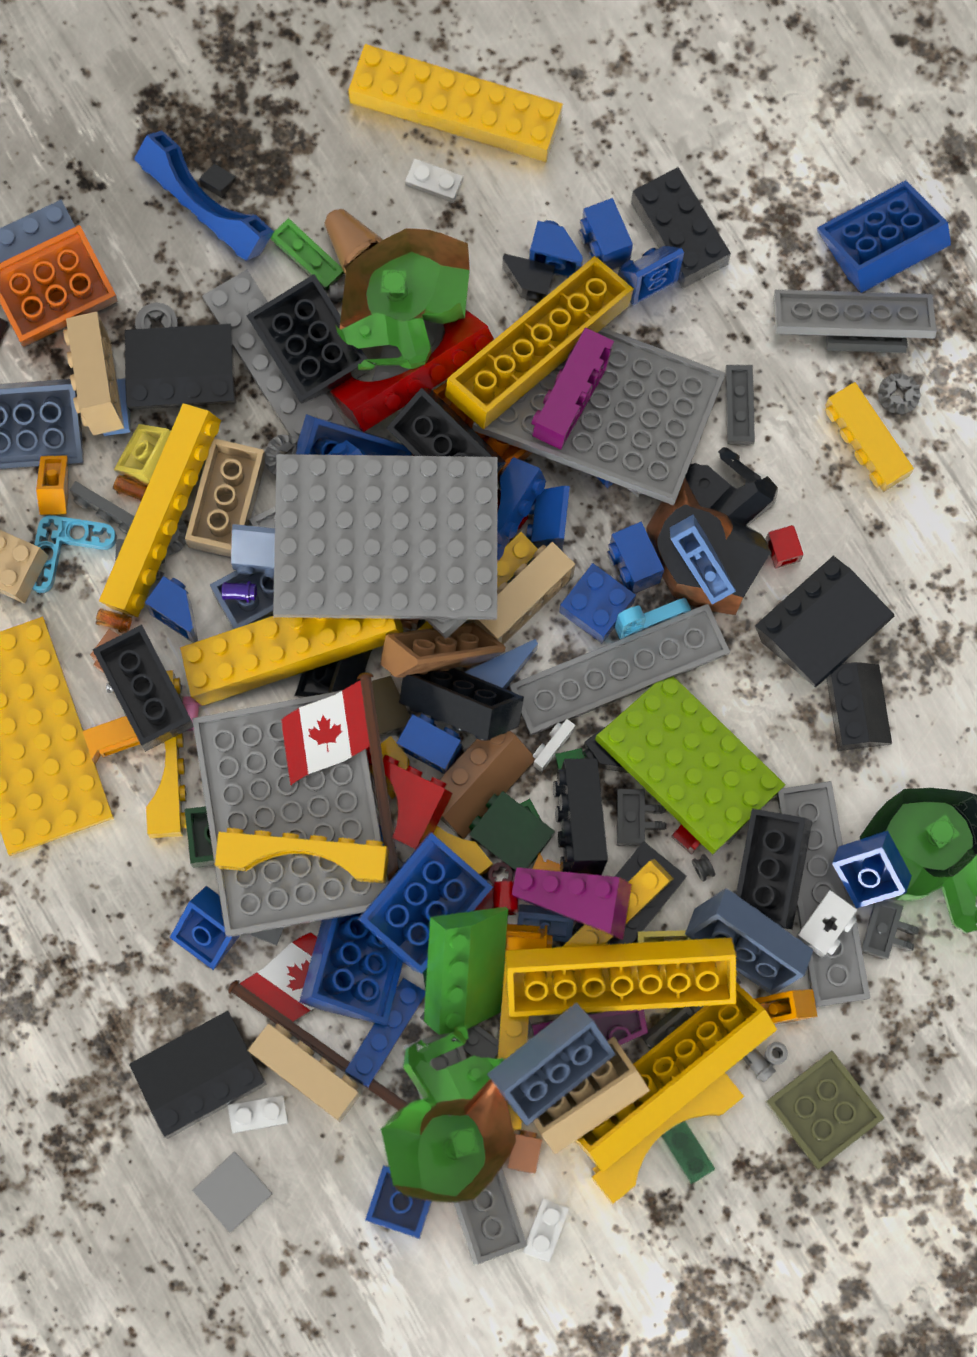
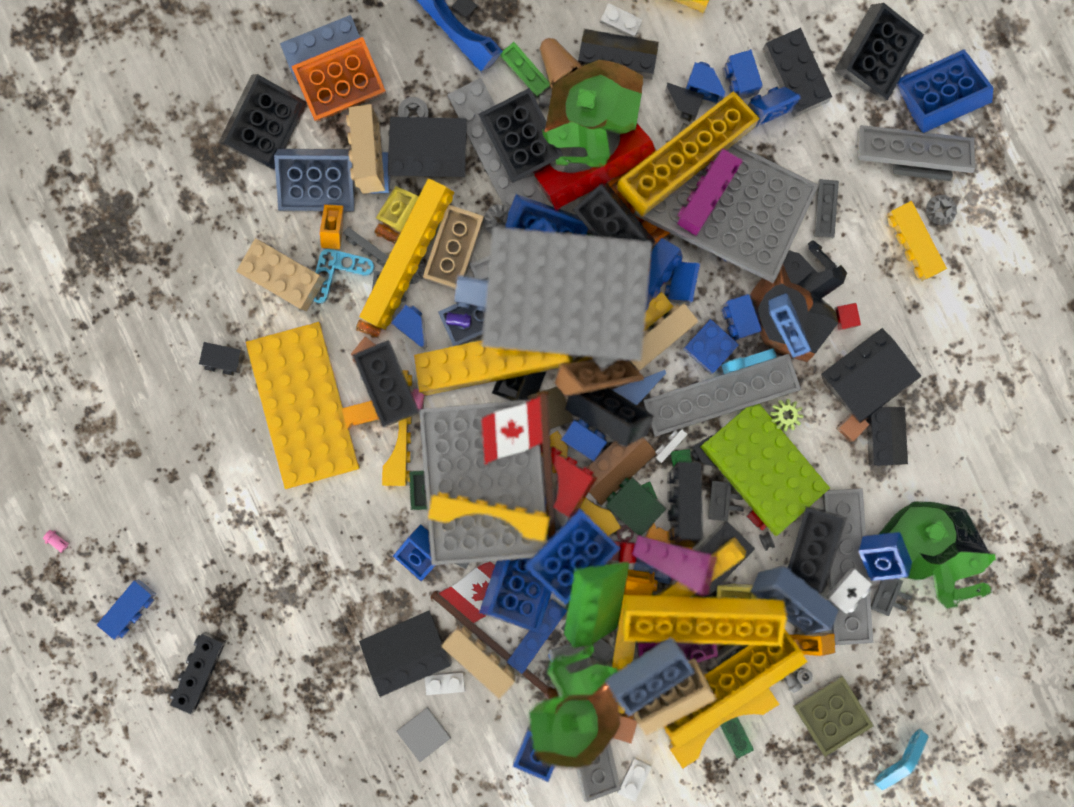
camera: 10 degrees right, 10 degrees up
(453, 218) = (628, 51): none -> black slope
(708, 680) = (785, 408): none -> yellowish green gear
(790, 190) = (879, 51): none -> black slope
(807, 698) = (851, 428): none -> nougat brick
(933, 1166) = (906, 764): none -> medium azure beam

